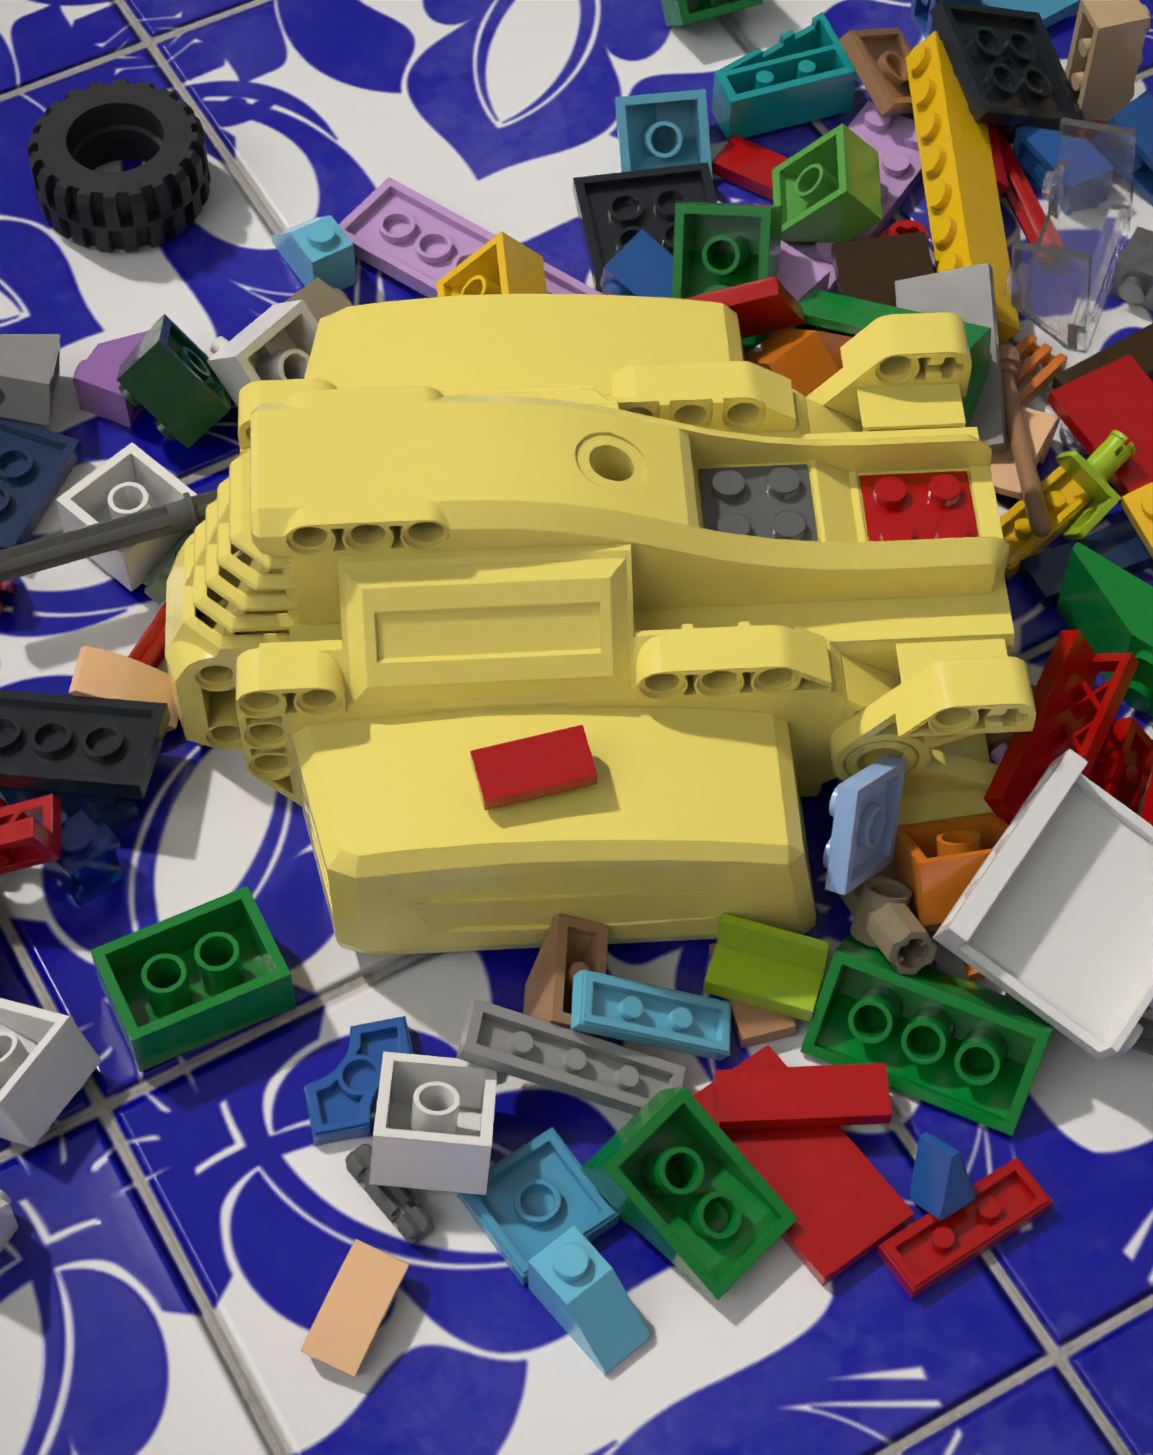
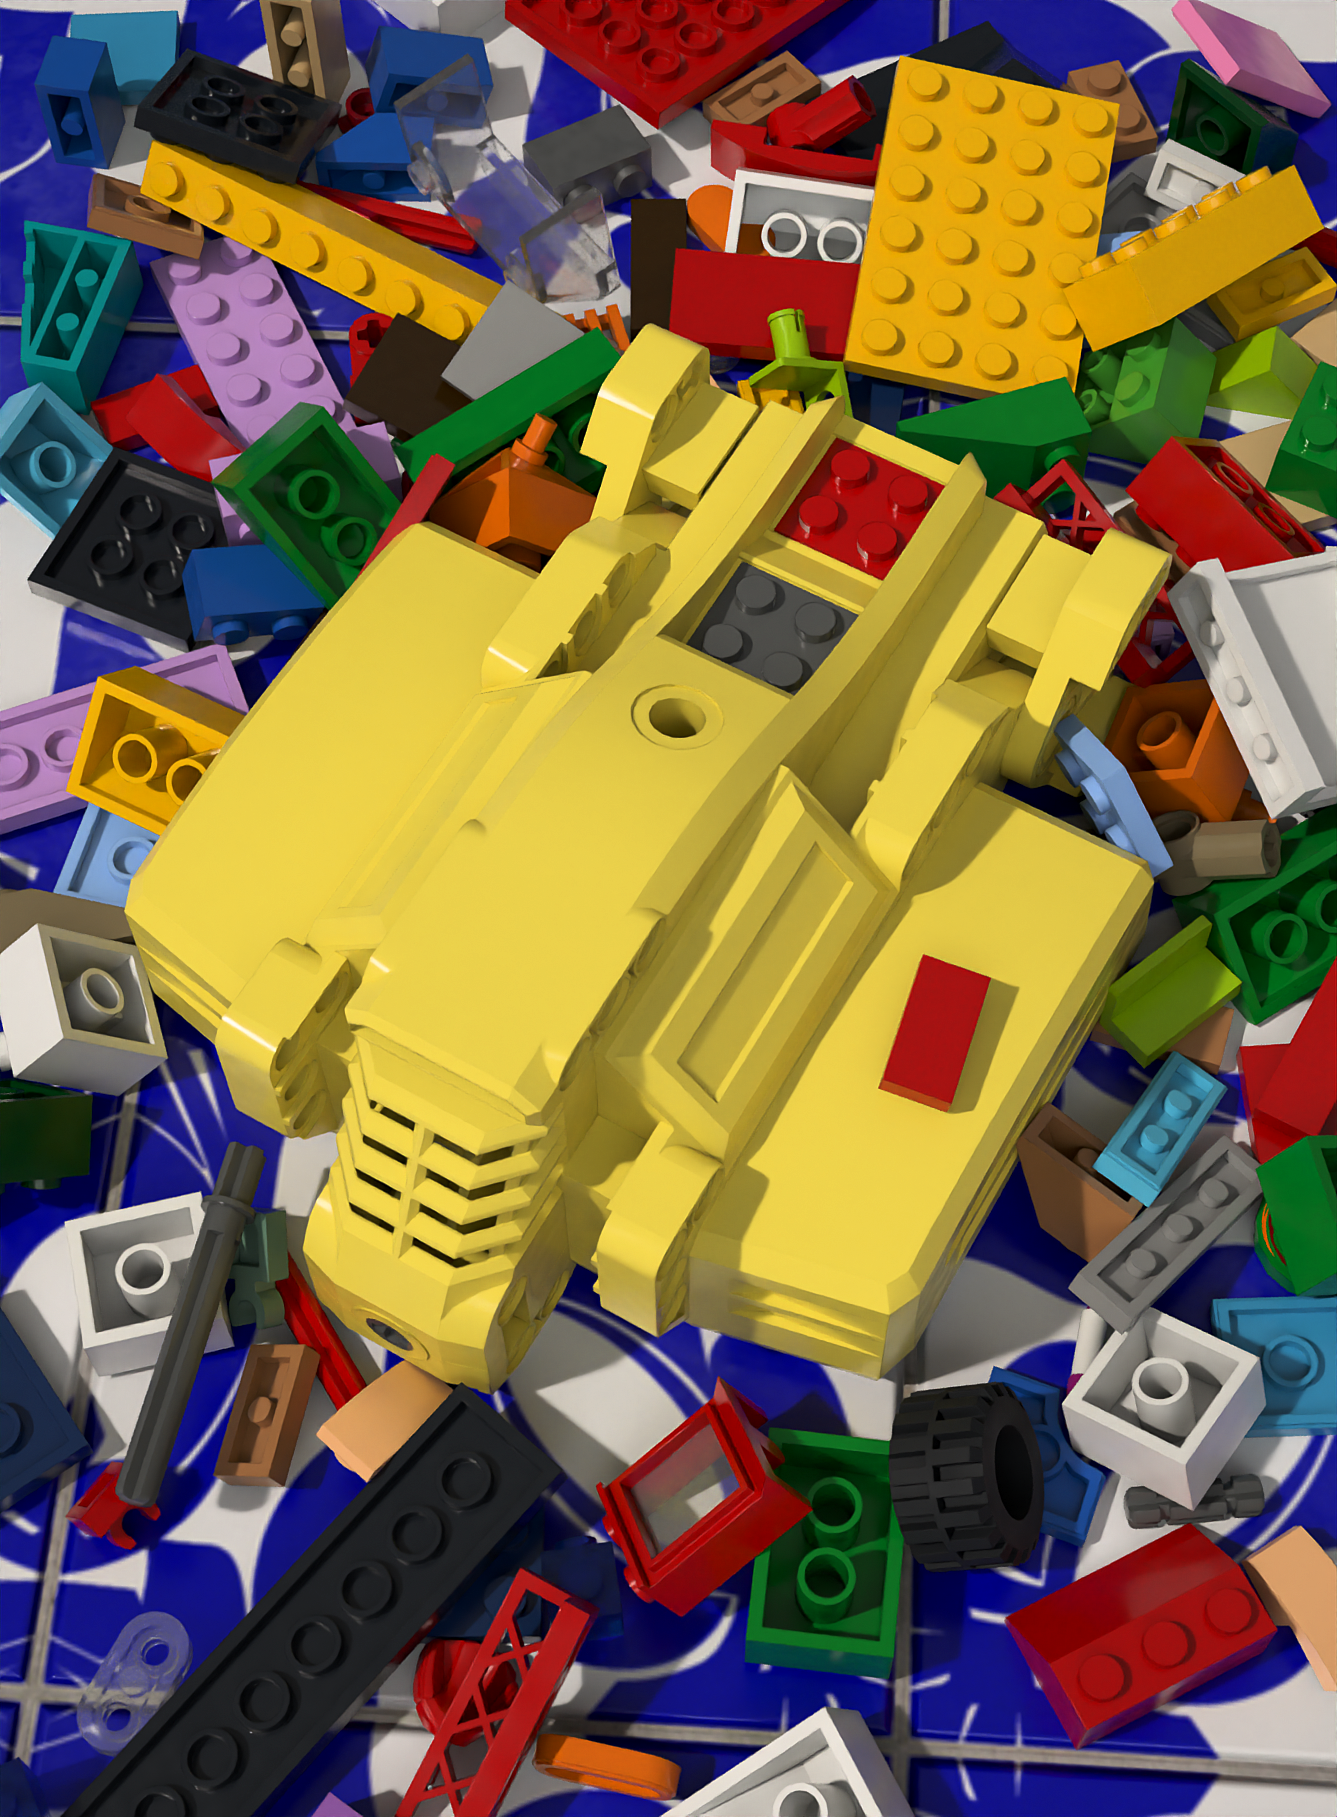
camera: 55 degrees left, 5 degrees up
(102, 626) = (267, 1415): none -> medium nougat plate
(154, 871) = (700, 1503): none -> red window
(262, 1205) = (1140, 1632): none -> red slope
(311, 1049) = (966, 1477): none -> black tyre
(748, 176) = (180, 429): none -> red slope
(829, 189) = (259, 361): bright green slope -> none

